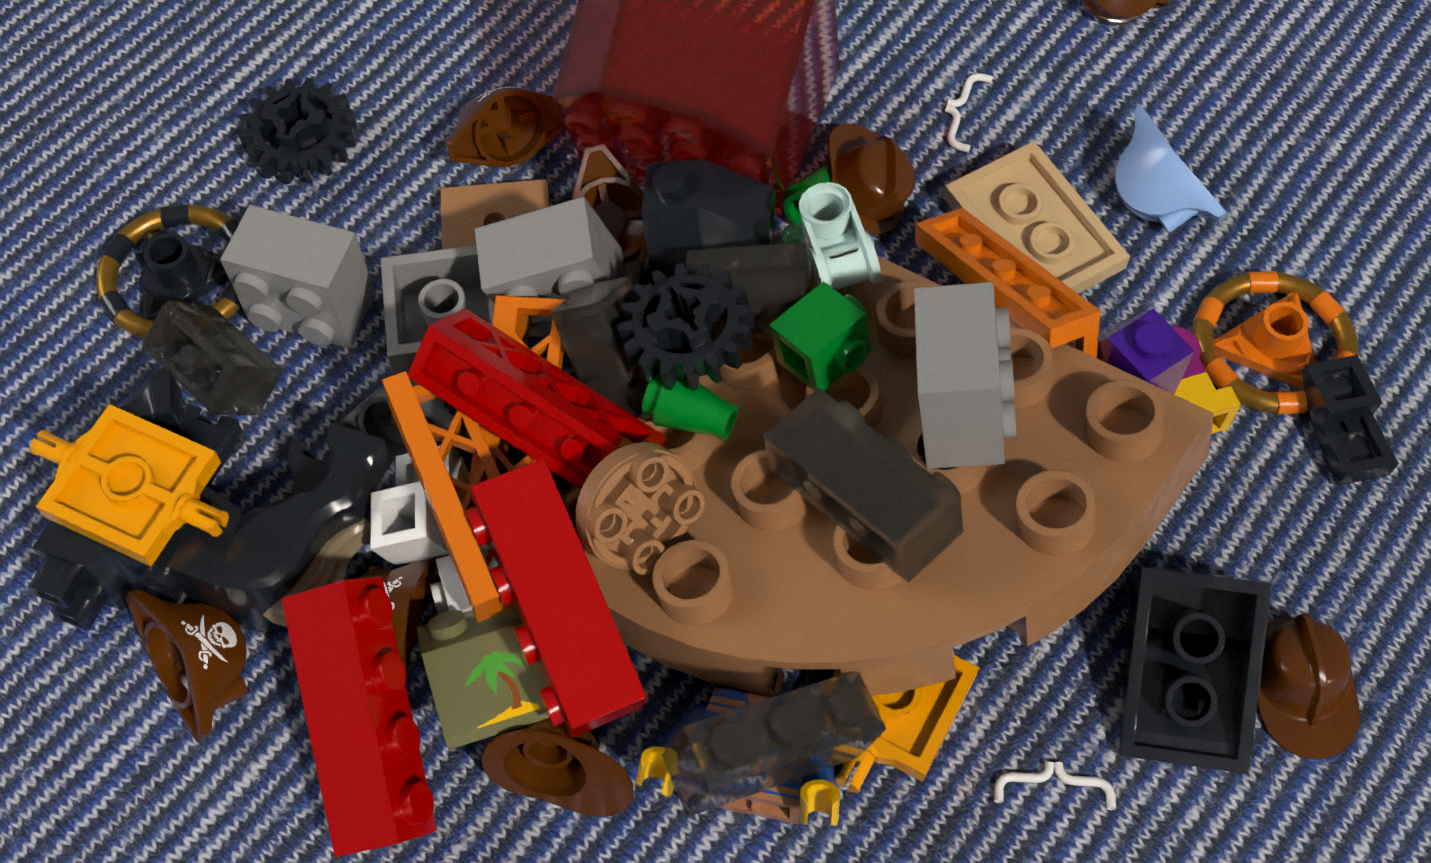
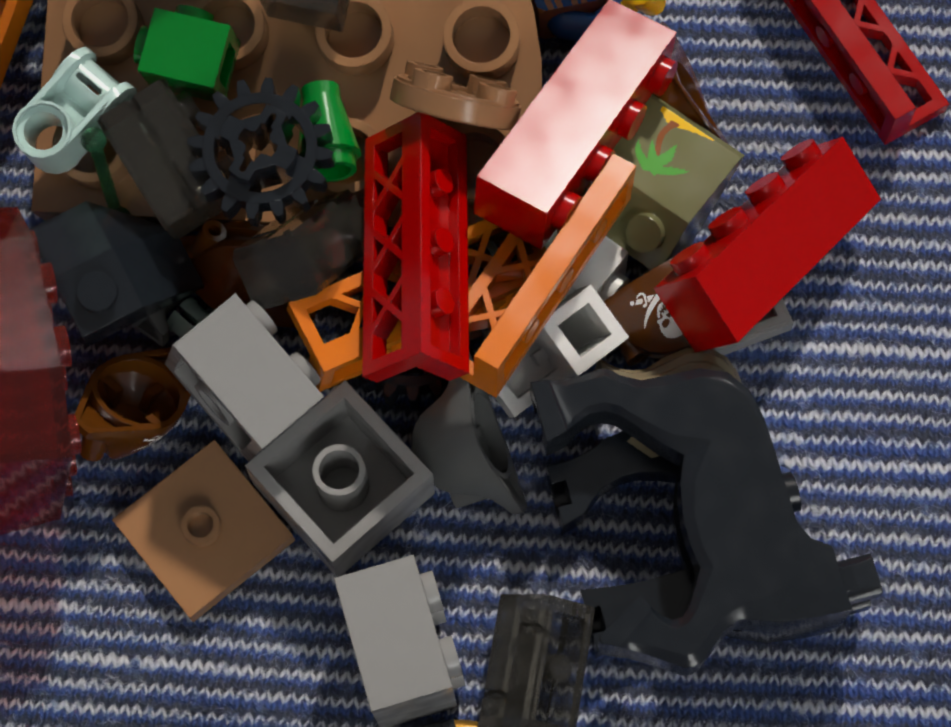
camera: 120 degrees left, 10 degrees up
(129, 484) = (741, 549): light orange plate -> none
(195, 655) = (820, 445): reddish brown hat -> none
(504, 127) = (68, 606): reddish brown hat -> none

